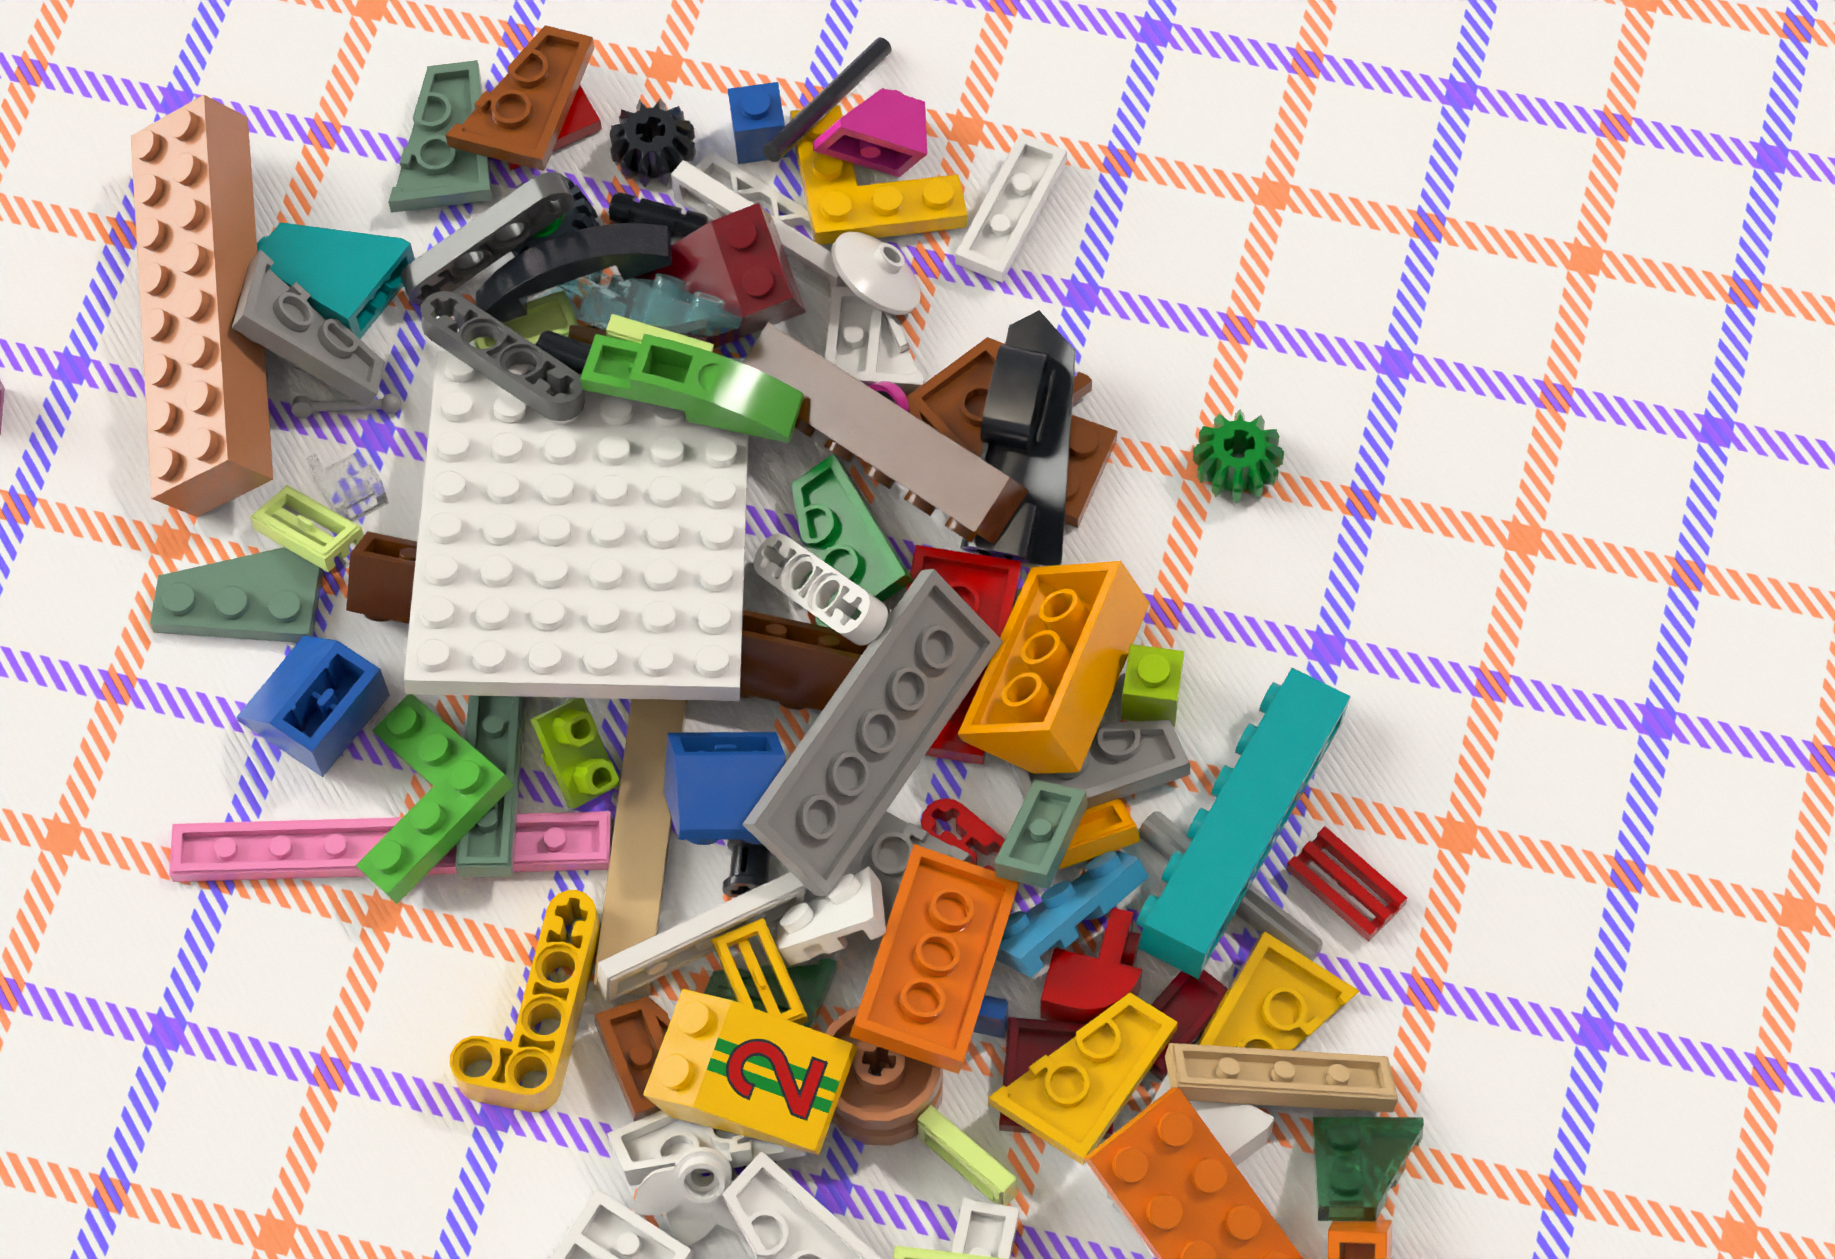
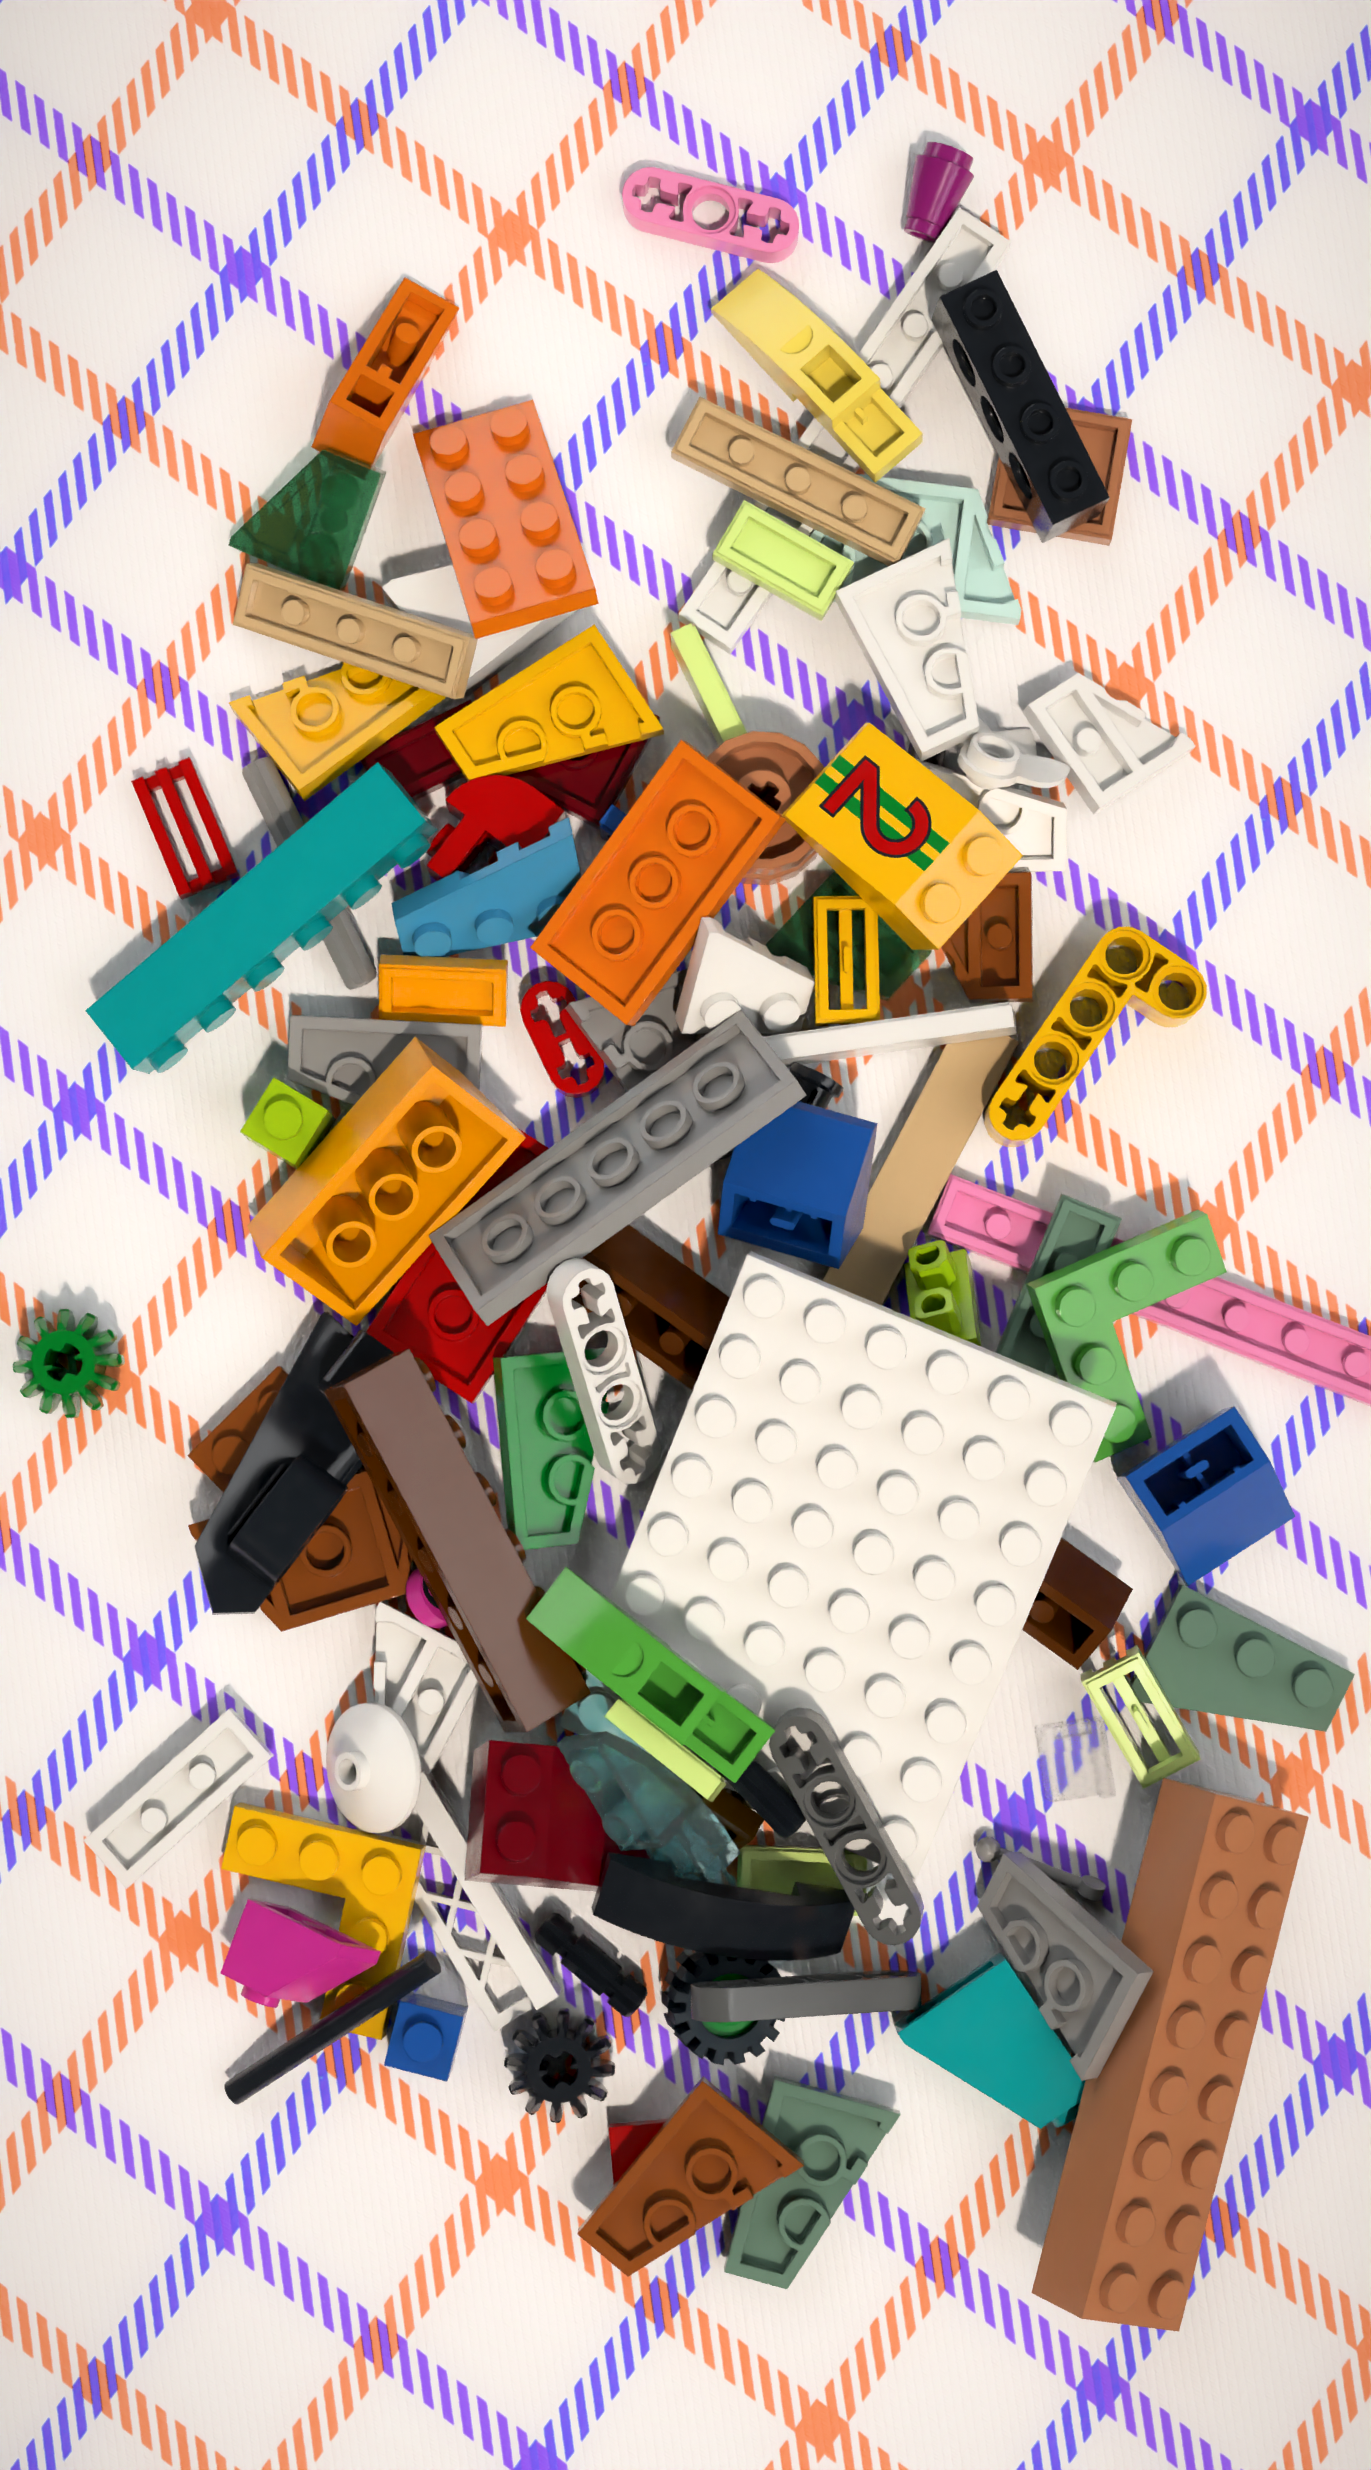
camera: 160 degrees left, 20 degrees up
(1041, 834) = (485, 985): sand green plate -> none

